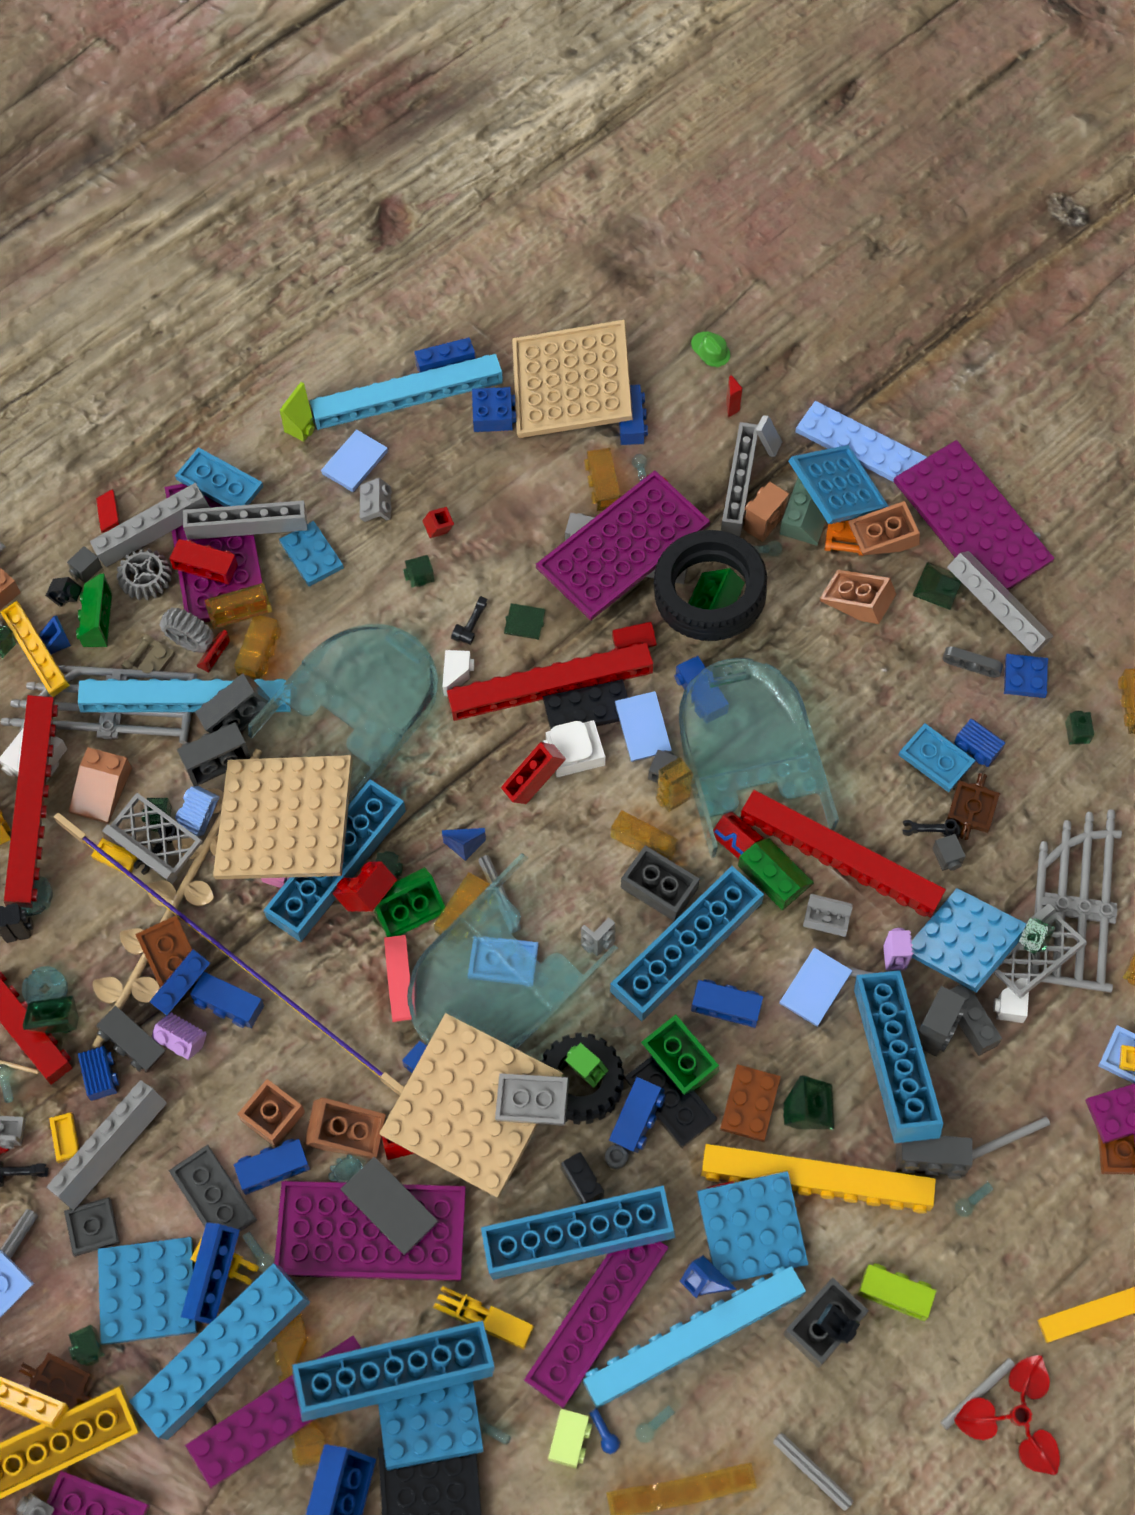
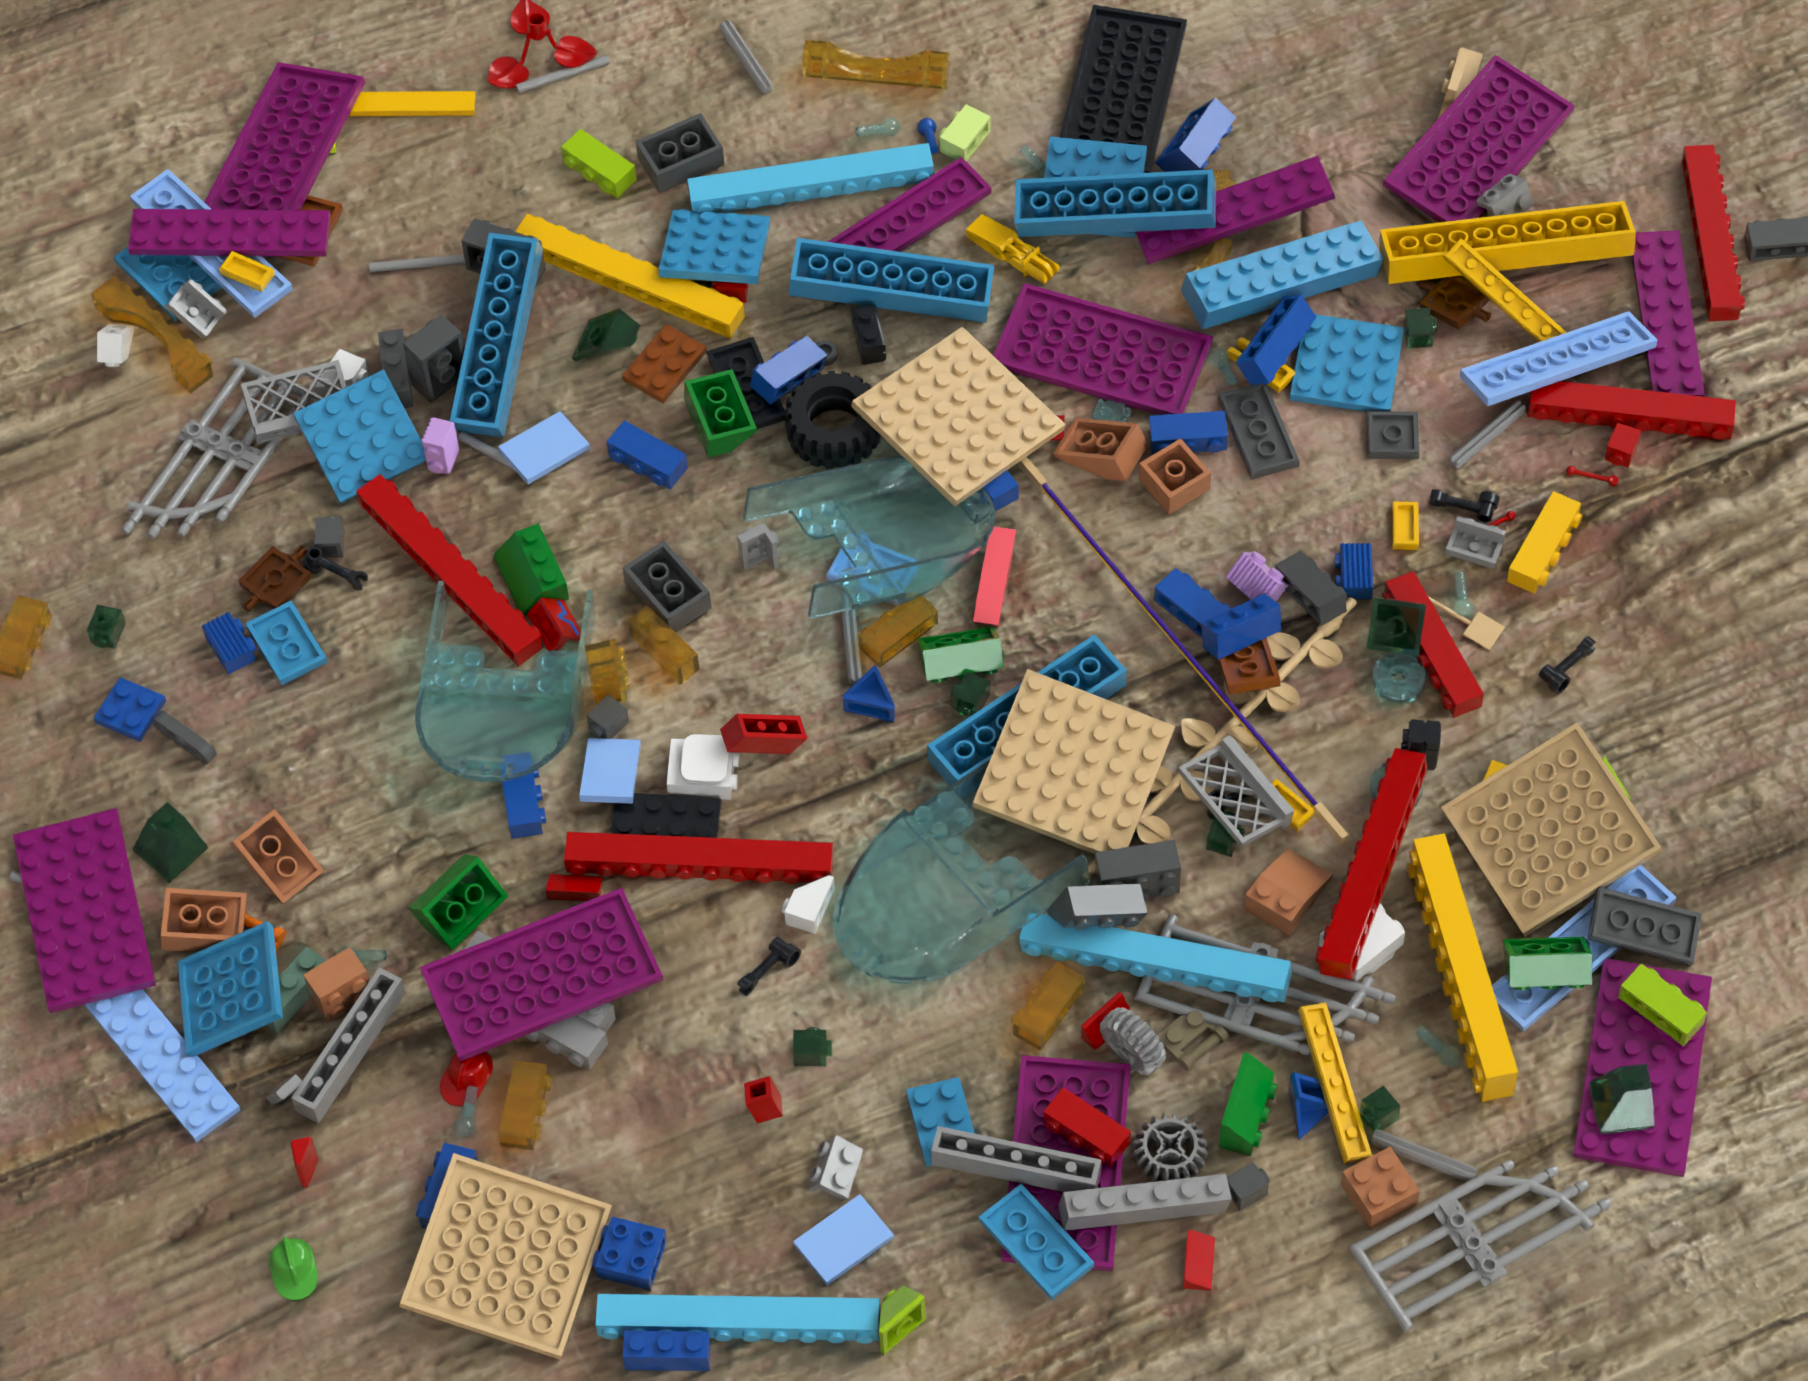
camera: 160 degrees left, 5 degrees down
(63, 591) = (1280, 1149): black brick -> none
(106, 1145) = (1359, 494): light grey brick -> none
(197, 810) = (1175, 813): light blue brick -> none
(238, 605) = (1057, 1048): clear yellow brick -> none
(367, 889) = (1002, 651): red brick -> none
(389, 1206) = (1075, 359): dark grey tile -> none
(524, 621) = (700, 952): clear green piece -> none
(532, 1099) = (894, 379): light grey plate -> none
(586, 1064) = (825, 392): bright green brick -> none
(686, 943) = (667, 514): dark azure brick -> none
(704, 1278) = (779, 217): blue slope -> none
(710, 547) = (450, 821): black tyre -> none
(827, 915) = (498, 508): light grey bracket -> none
(837, 1324) = (670, 128): black bracket -> none
(965, 1207) = (493, 216): clear light blue bar -> none
(1000, 602) = (114, 787): light grey brick -> none
(1036, 935) = (290, 398): clear green brick -> none

